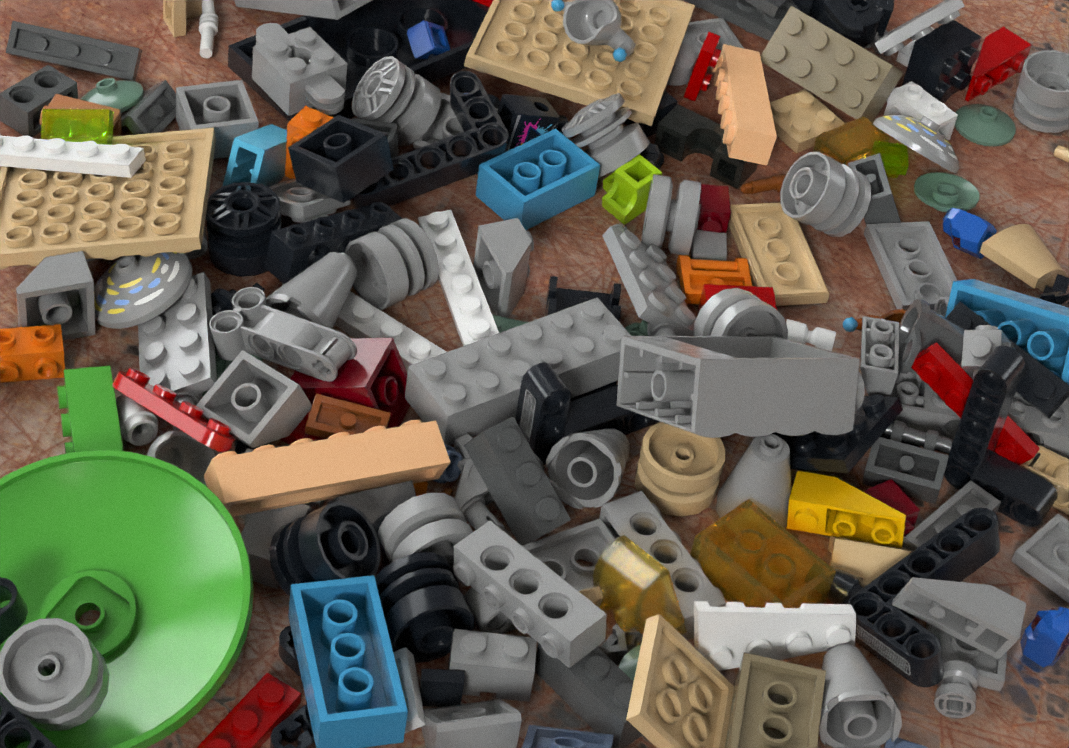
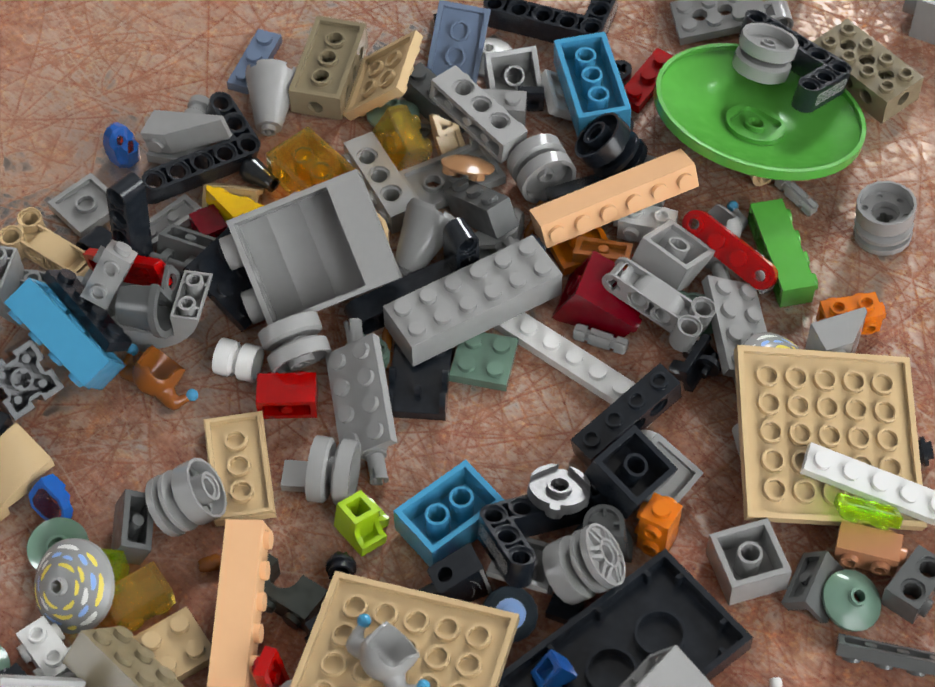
camera: 170 degrees left, 10 degrees up
(241, 227) = (704, 427): black wheel -> none
(258, 157) = (699, 518): medium azure slope -> none
(298, 70) = (667, 584): light grey brick -> none
(318, 290) = (640, 350): light grey cone -> none
(393, 263) = (576, 398): light grey wheel -> none
(422, 605) = (547, 114): black wheel -> none
(423, 170) = (554, 502): none -> flat silver plate
(458, 278) = (519, 400): white plate -> none
(502, 263) = (484, 406): light grey slope -> none
(545, 532) = (467, 165): none -> medium nougat dish
(603, 132) = (385, 550): light grey wheel -> none
(697, 272) = (296, 425): orange plate -> none
(714, 208) = (291, 506): dark red brick -> none
(769, 632) = (331, 123): white wing -> none
(921, 255) = (103, 435): light grey hinge -> none

